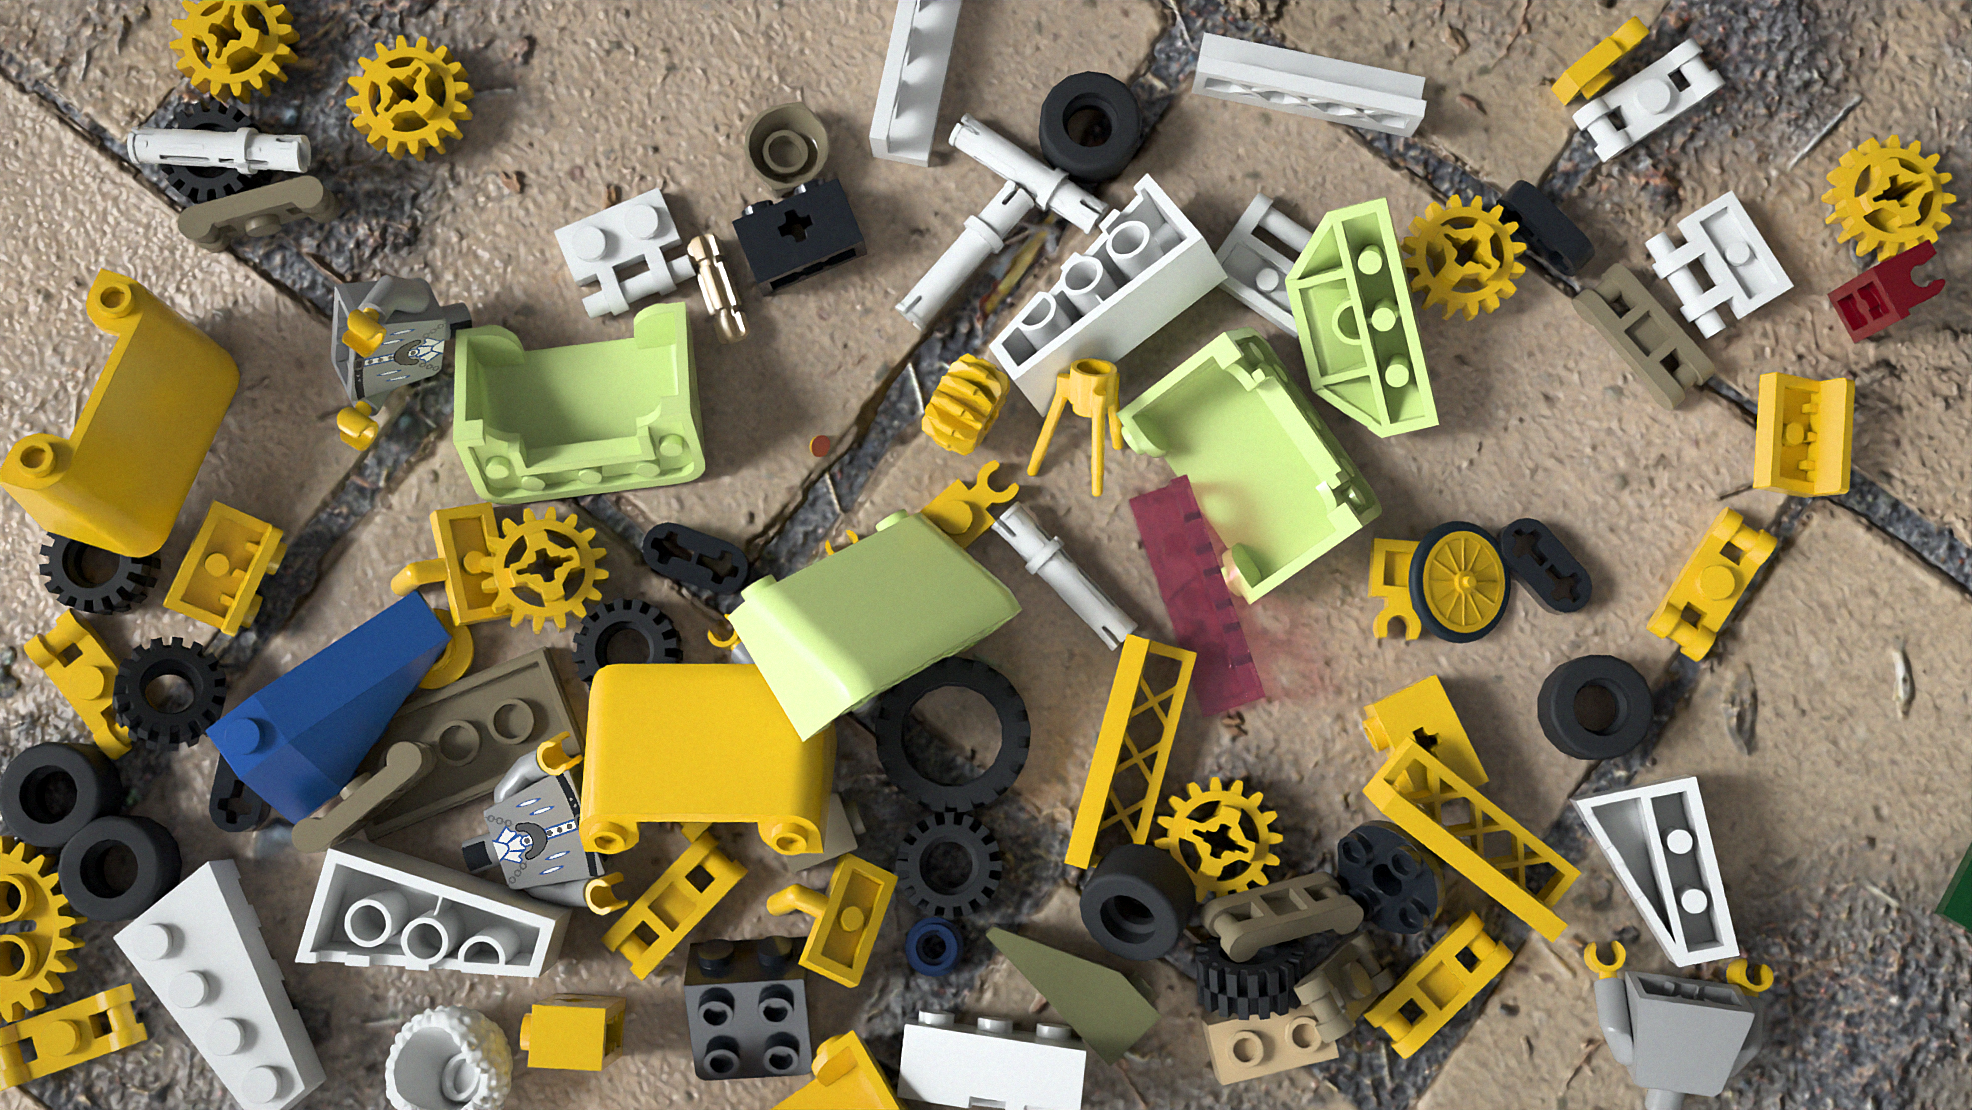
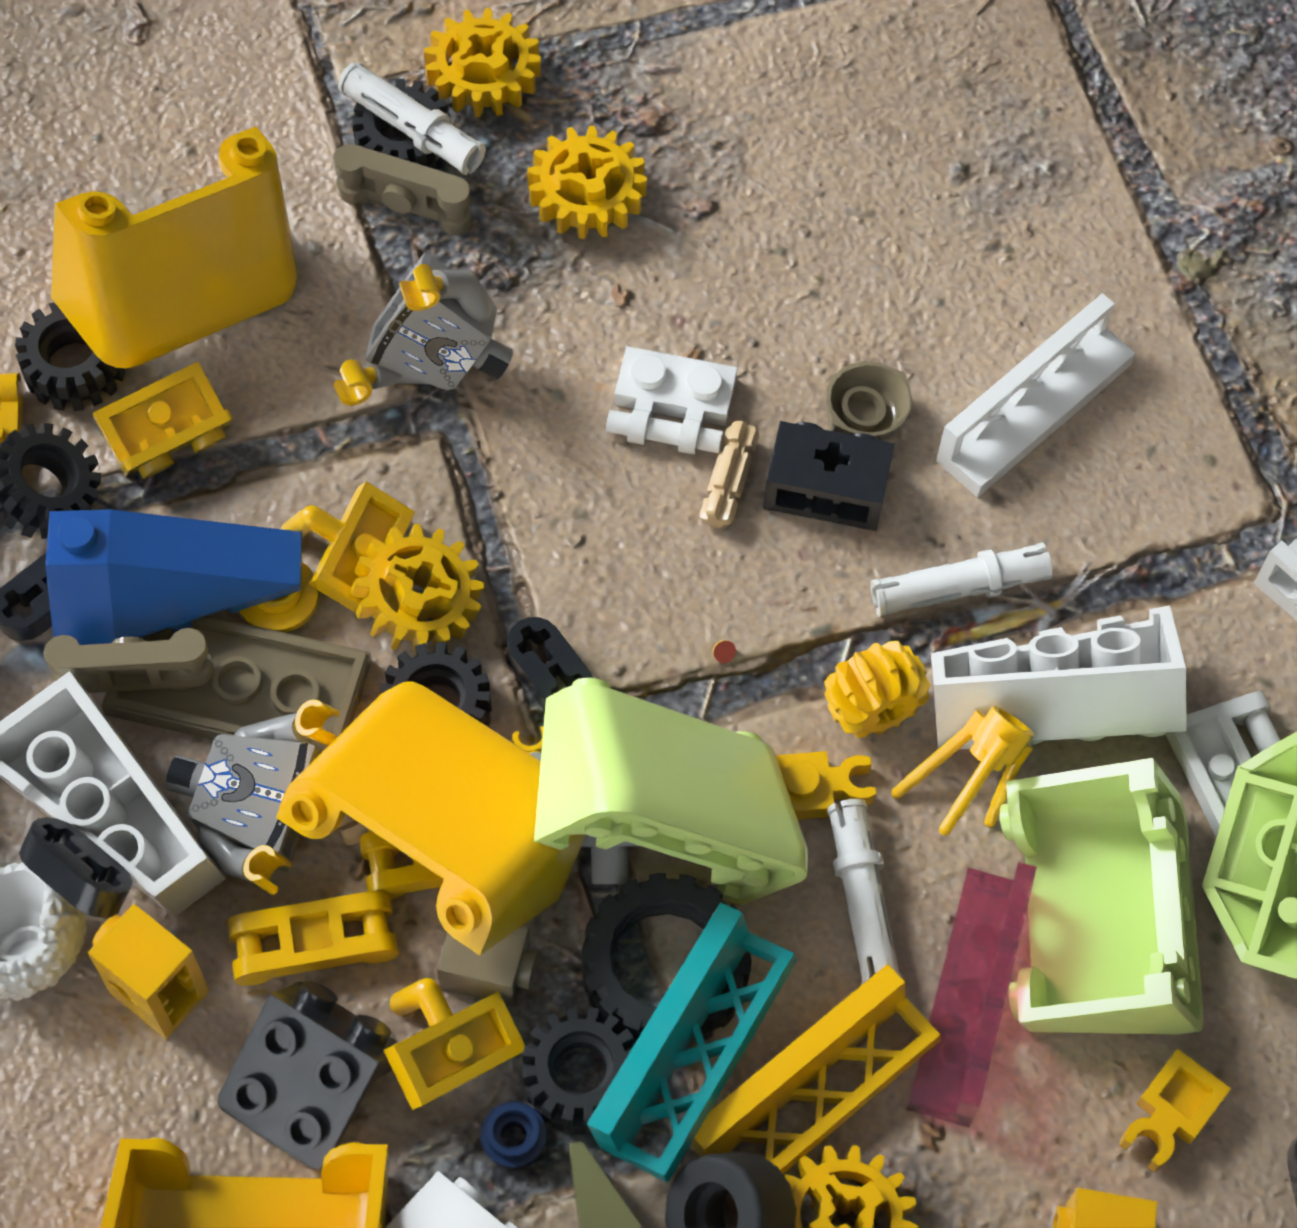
camera: 30 degrees right, 20 degrees down
(461, 1000) = (75, 867): none -> black beam
(580, 412) = (538, 495): yellowish green windscreen -> none
(1003, 799) = (669, 1034): none -> teal fence
(1038, 180) = (1072, 570): white pin -> none
(1091, 92) = (1152, 517): black tyre -> none
(1459, 582) = (1234, 1144): yellow wheel -> none

